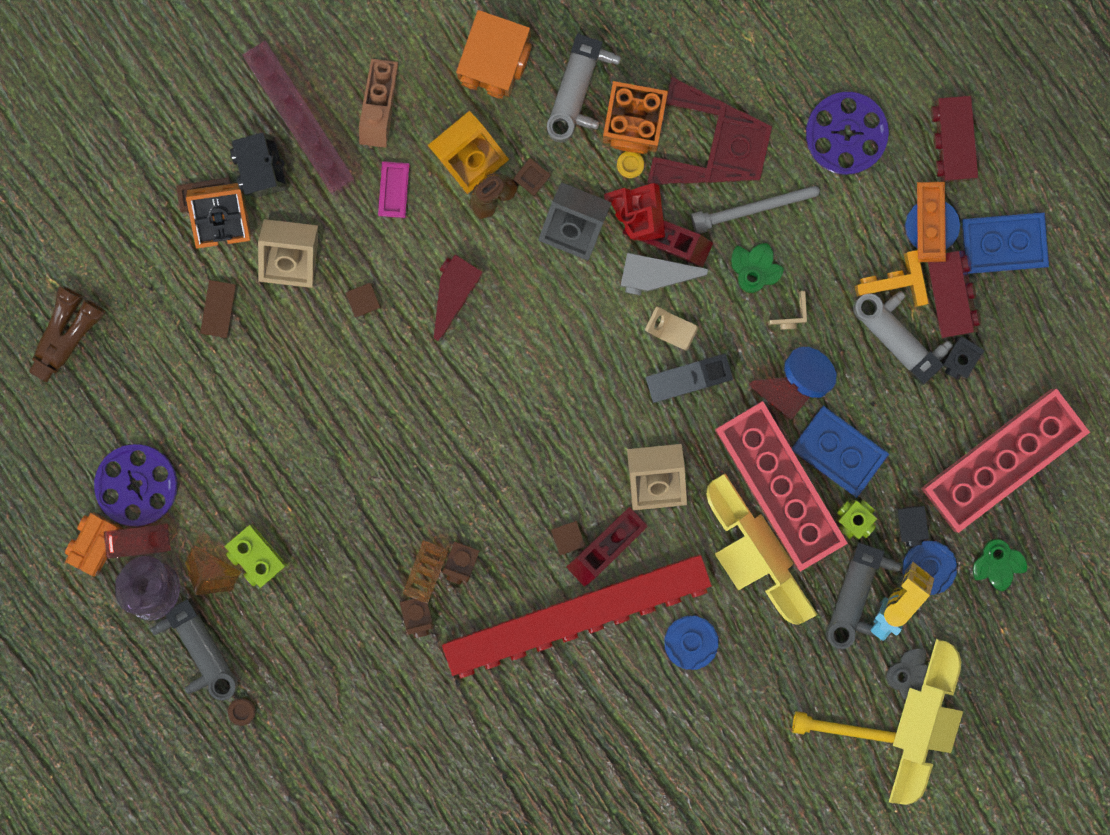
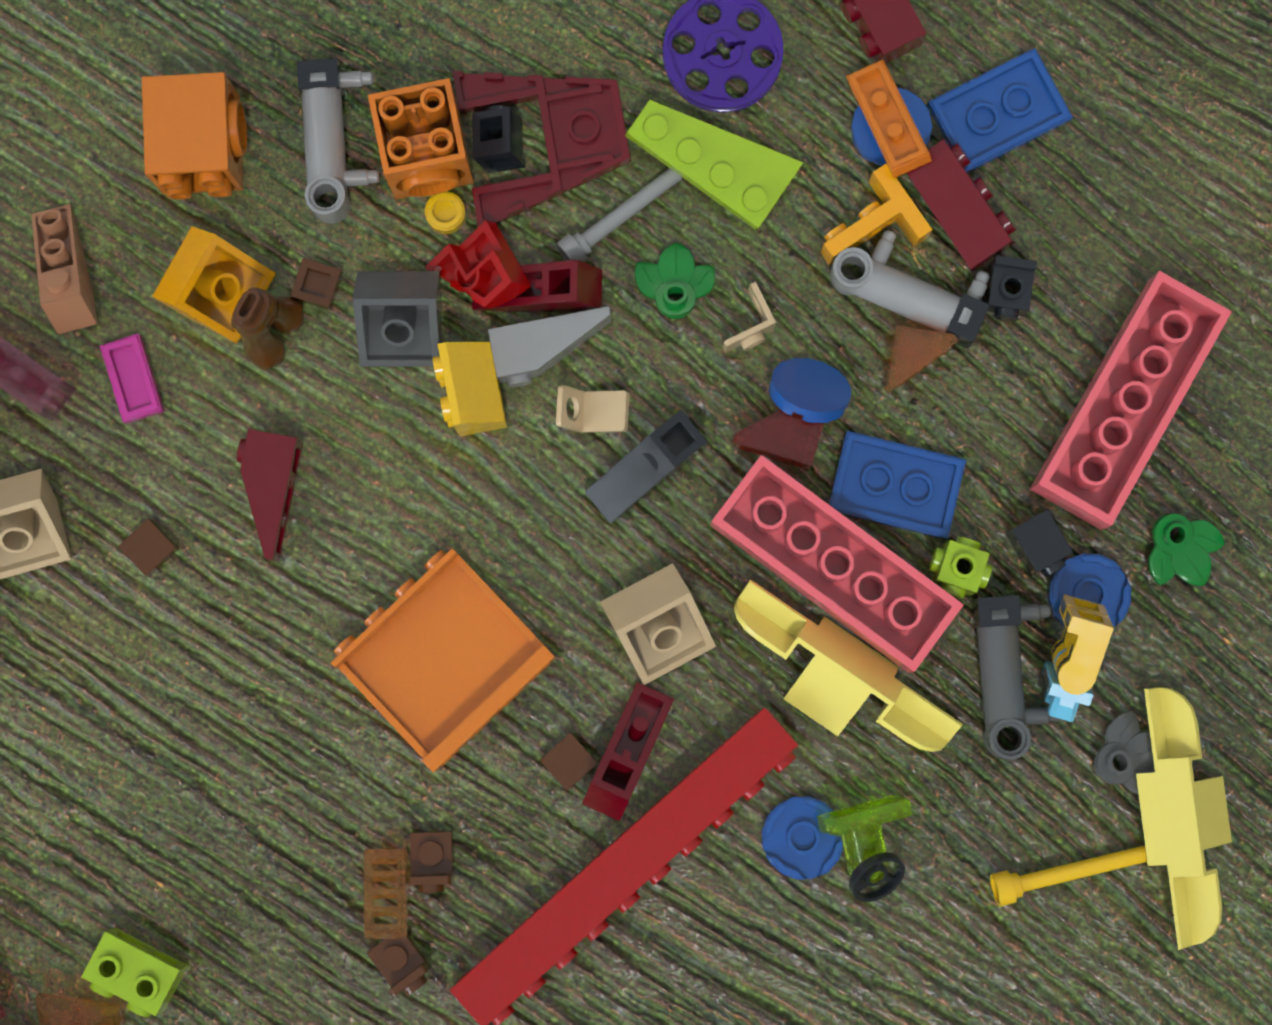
camera: 25 degrees left, 5 degrees down
(516, 443) = (442, 658): none -> orange panel
(602, 285) = (471, 386): none -> yellow slope
(676, 126) = (497, 139): none -> black brick
(727, 662) = (865, 844): none -> clear neon green piece
(817, 209) = (719, 163): none -> lime wing
(884, 374) = (912, 352): none -> clear orange slope

